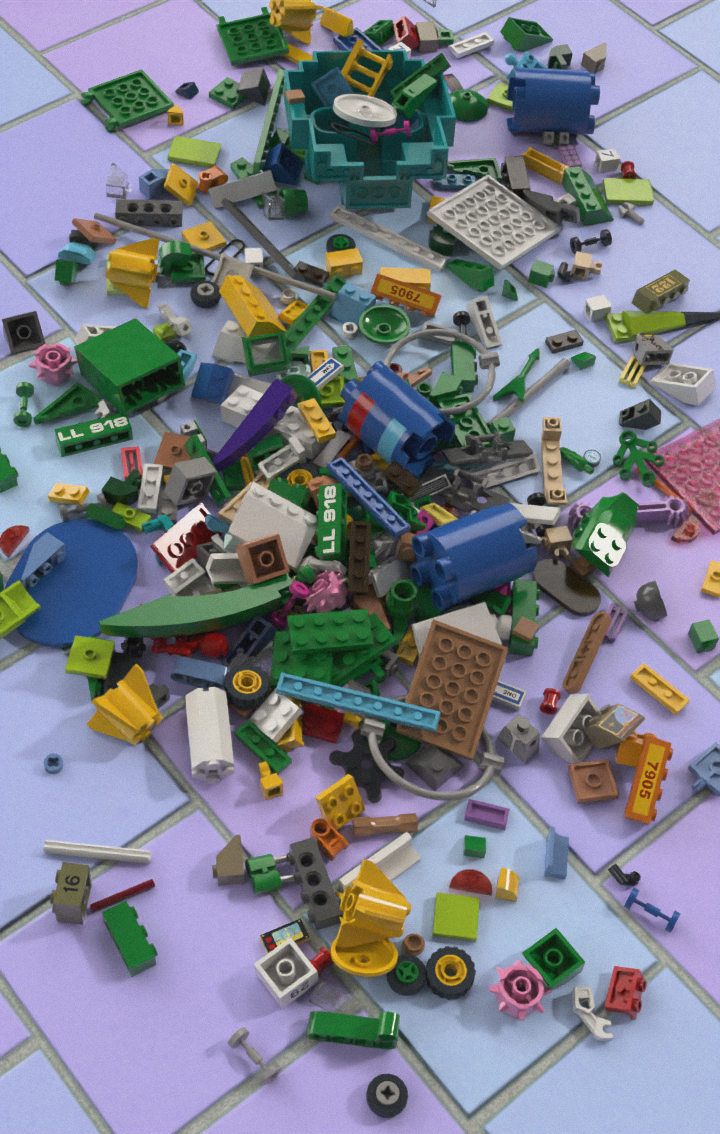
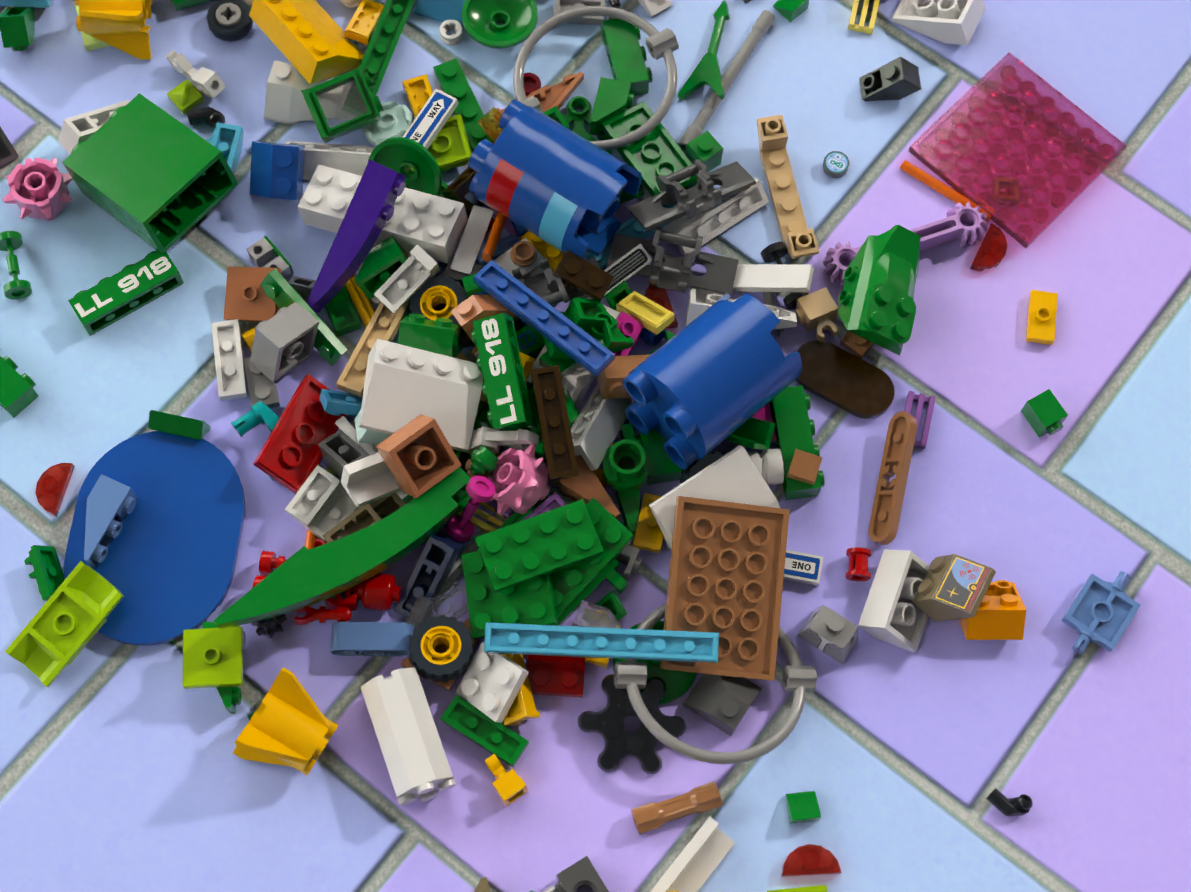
camera: 10 degrees left, 15 degrees up
(53, 757) = (201, 816): medium blue bush -> none
(68, 494) = (115, 397): yellow plate -> none
(74, 400) = (81, 244): green wing -> none
(81, 508) = (142, 415): flat silver wheel -> none
(105, 409) = (134, 247): white tile -> none
(119, 668) = (261, 664): black slope -> none
(122, 491) = (190, 378): dark green brick -> none
(131, 449) = (200, 343): coral tile -> none
(132, 516) = (213, 411): lime plate -> none
(160, 695) = (318, 686): dark grey panel -> none
(301, 354) = (392, 92): green slope -> none
(316, 420) = (442, 207): yellow plate -> none
(329, 842) = (606, 850): orange piece -> none
(340, 802) = (609, 794): yellow plate -> none
(486, 814) = (808, 755): medium lavender tile -> none
(507, 885) = (859, 857): yellow brick -> none
(556, 855) = (914, 794): medium blue panel -> none
(575, 460) = (817, 175): green piece -> none
(593, 781) = (940, 672): nougat plate -> none
(637, 456) = (899, 150): green plant -> none
(647, 780) = (1016, 661): brick -> none
(650, 601) = (963, 378): dark grey cylinder -> none
(652, 909) = (1086, 854): blue wheel -> none
(659, 689) = (1001, 509): yellow plate -> none

